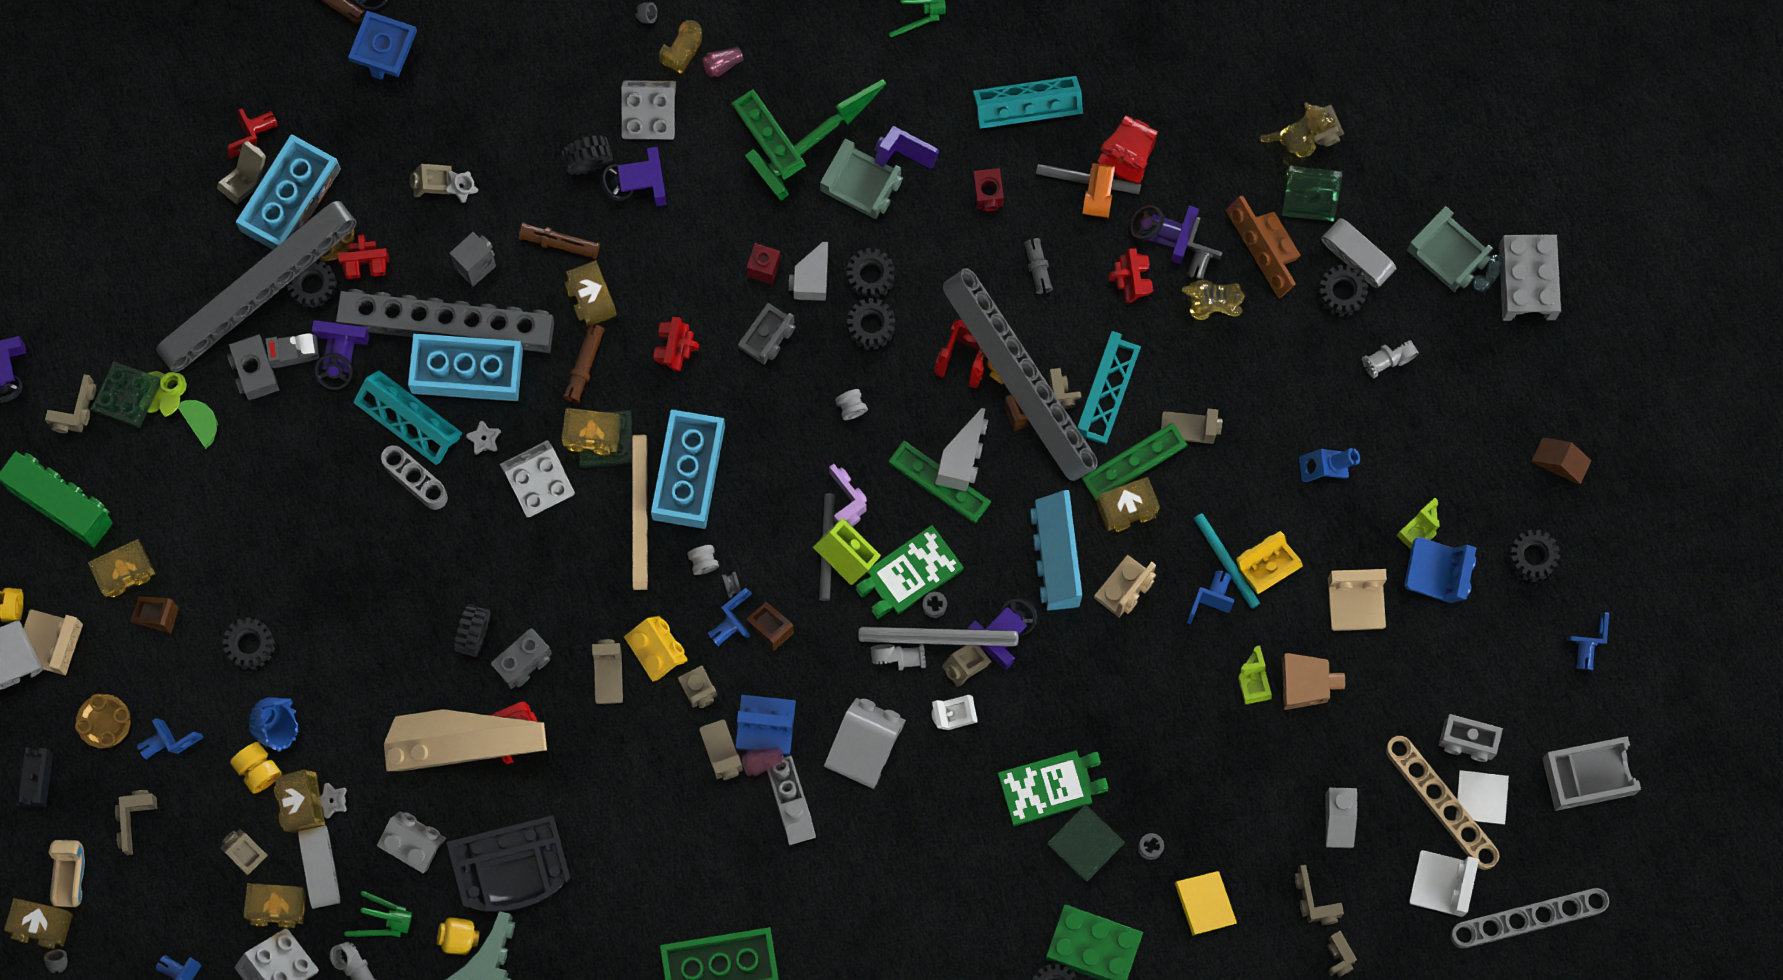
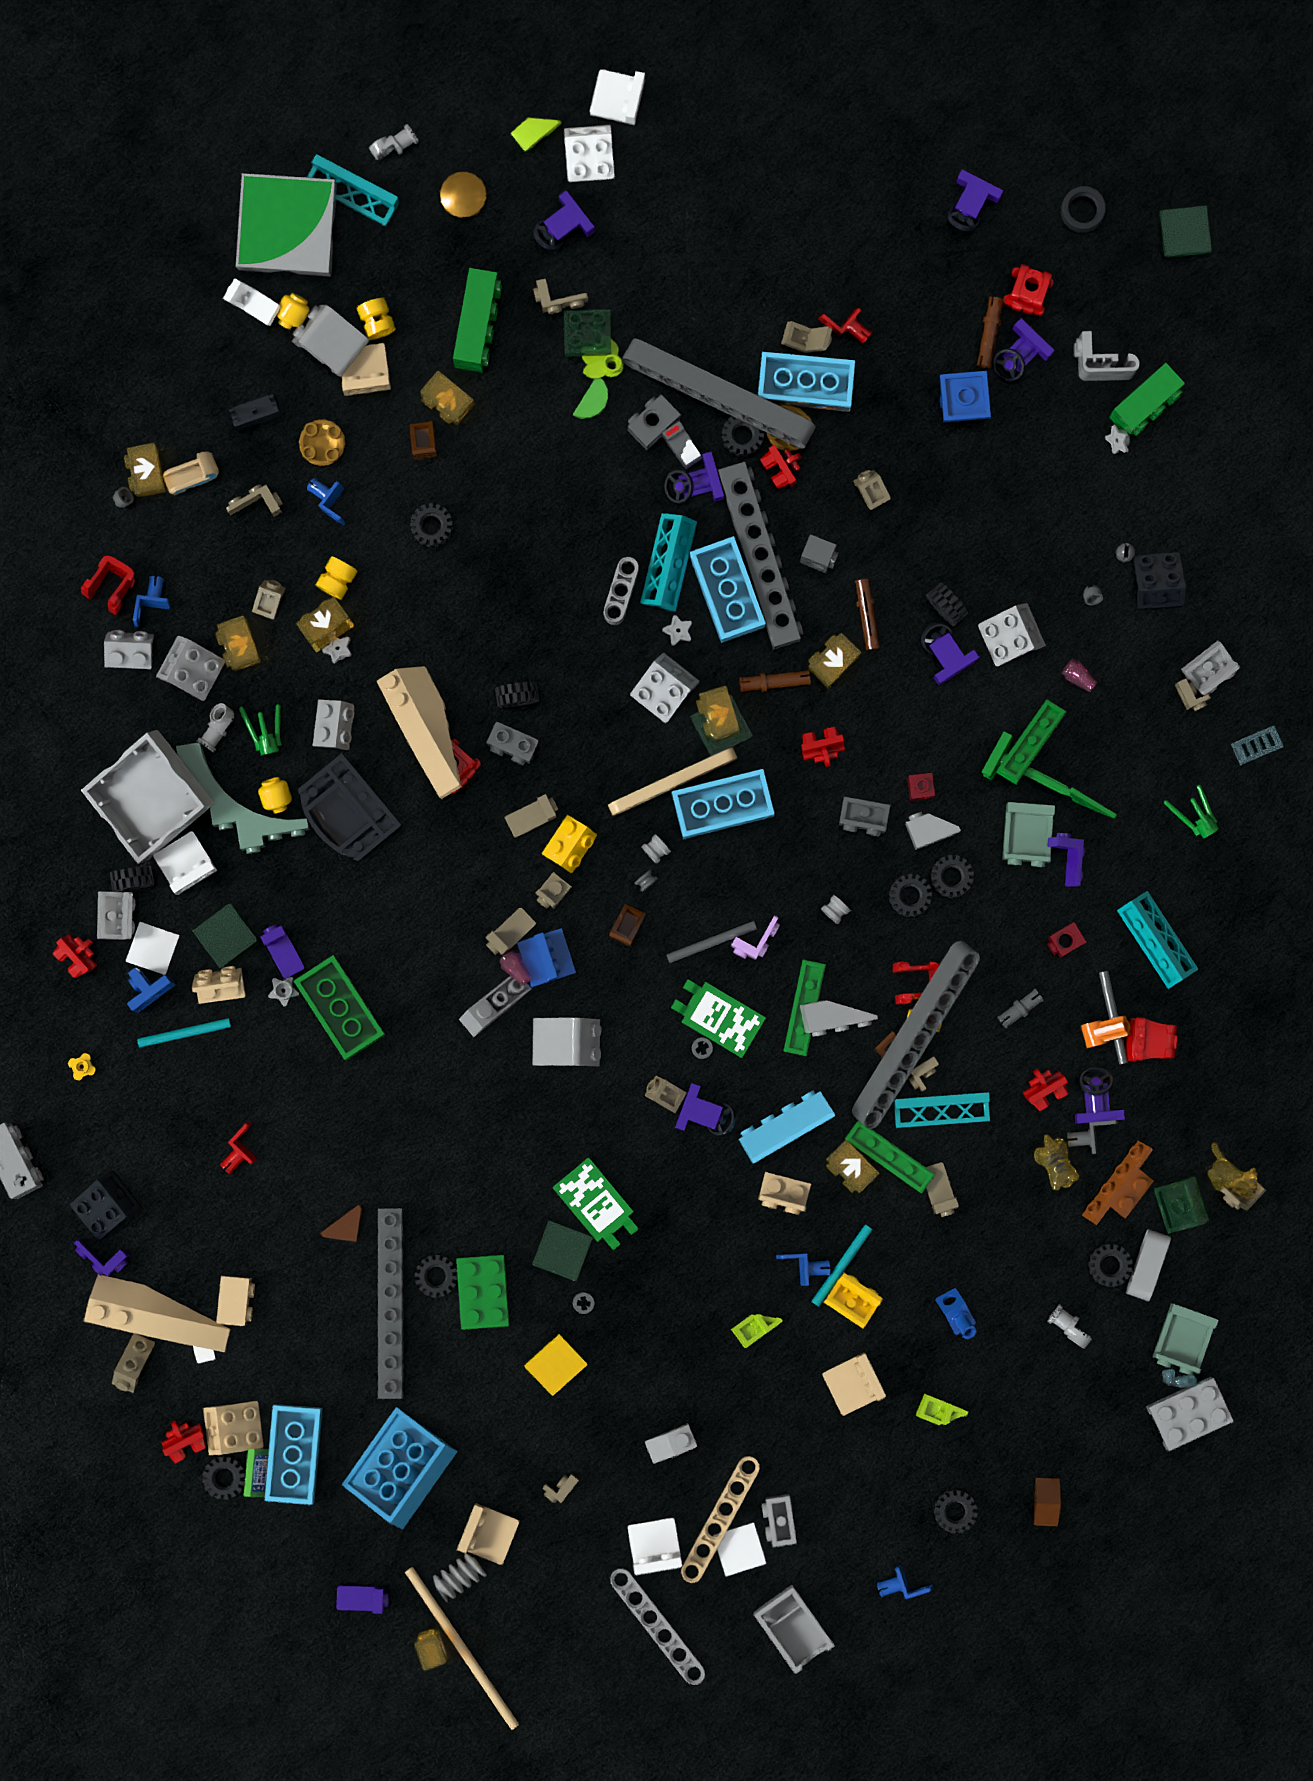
camera: 70 degrees right, 10 degrees up
(273, 723) = (376, 575): blue hair -> none
(319, 867) = (282, 663): light grey beam -> none
(467, 182) = (878, 520): light grey plate -> none
(683, 48) = (1076, 639): clear yellow leg -> none
(731, 623) = (614, 894): blue bracket -> none
(847, 551) = (711, 960): lime brick -> none
(906, 657) = (648, 1044): light grey connector -> none
(938, 636) = (674, 1063): light grey axle -> none
(954, 712) = (620, 1101): white bracket -> none
(1308, 681) = (770, 1372): medium nougat torso -> none
(1326, 914) = (588, 1463): dark tan bracket -> none
(1440, 570) = (908, 1440): blue bracket -> none

